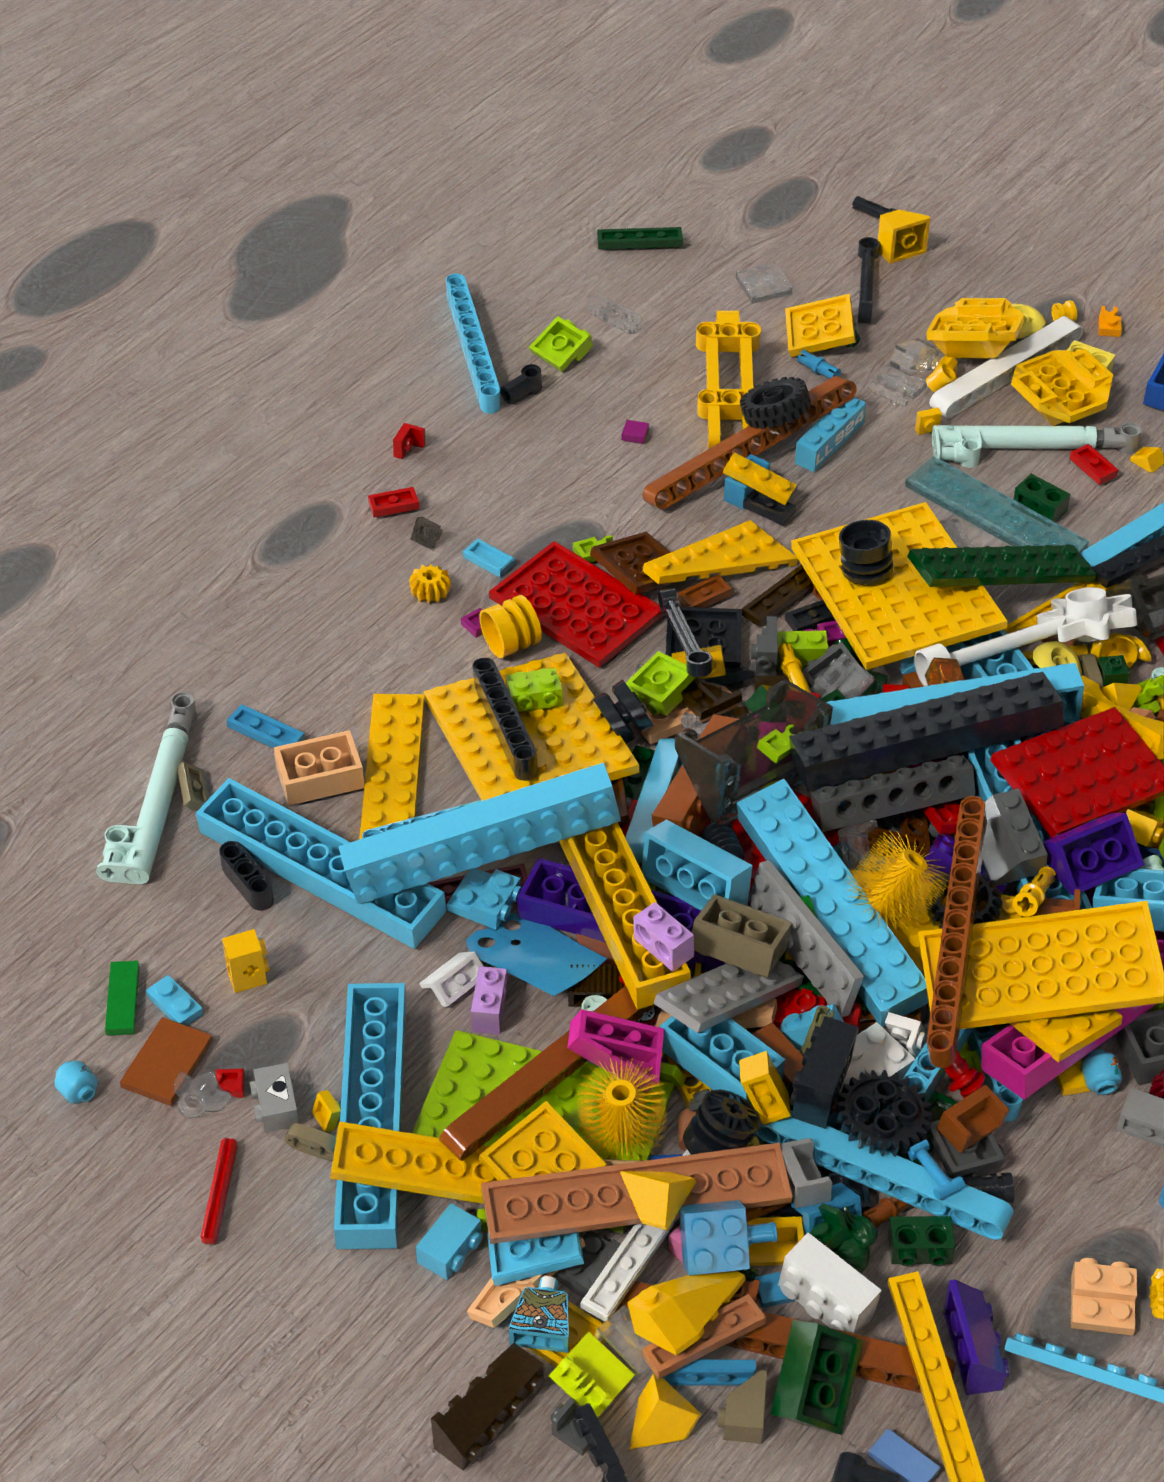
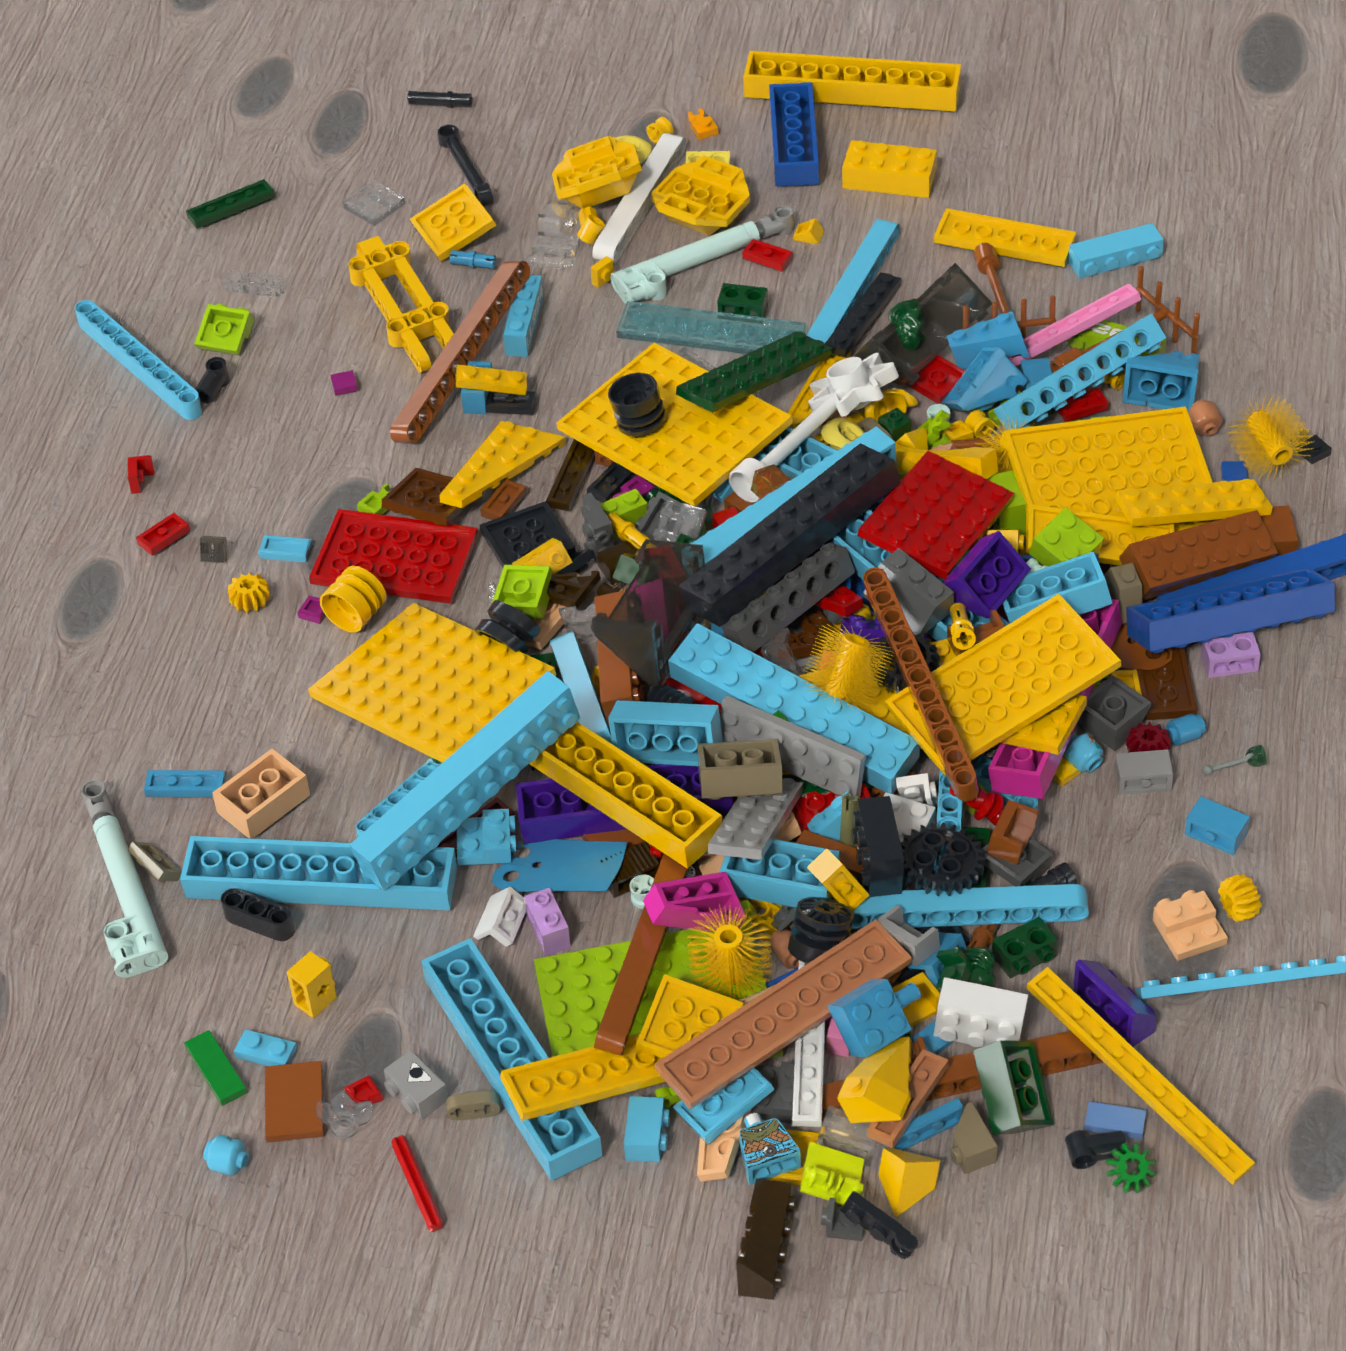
camera: 25 degrees left, 0 degrees up
(326, 1111) = (468, 1075): yellow plate -> none
(392, 760) = (318, 753): yellow plate -> none
(505, 719) = (409, 678): black beam -> none
(535, 689) = (415, 644): lime plate -> none
(657, 1195) = (807, 1004): yellow slope -> none
(663, 936) = (684, 794): lavender brick -> none
(697, 661) = (551, 558): black piece -> none
(775, 402) = (467, 305): black wheel -> none
(776, 744) = (668, 598): lime plate -> none
(903, 235) = (475, 112): yellow slope -> none
(946, 1186) = (1026, 892): dark azure piece -> none

